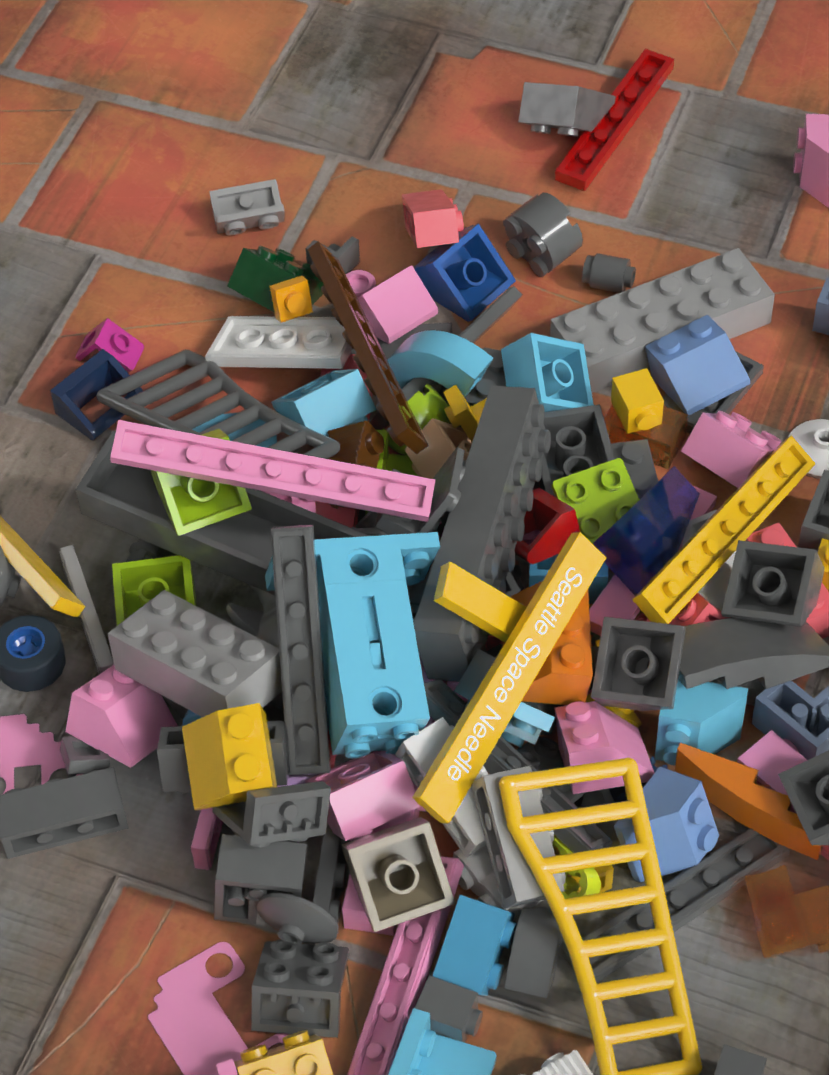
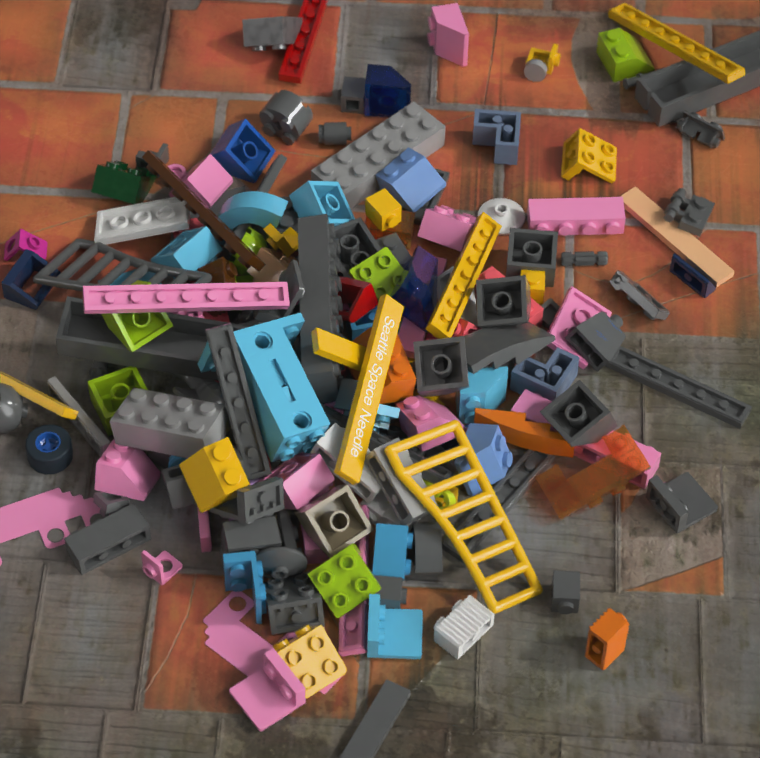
camera: 20 degrees left, 0 degrees up
(109, 876) = (154, 569): none -> bright pink bracket
(236, 922) = (245, 572): none -> dark azure bracket
(247, 207) = (83, 137): light grey bracket -> none
(291, 299) = (139, 191): light orange plate -> none
(383, 975) = (344, 581): none -> lime bracket
(431, 218) = (212, 121): coral brick -> none
(656, 222) = (353, 95): none -> dark grey brick
(699, 224) = (385, 91): none -> clear blue slope

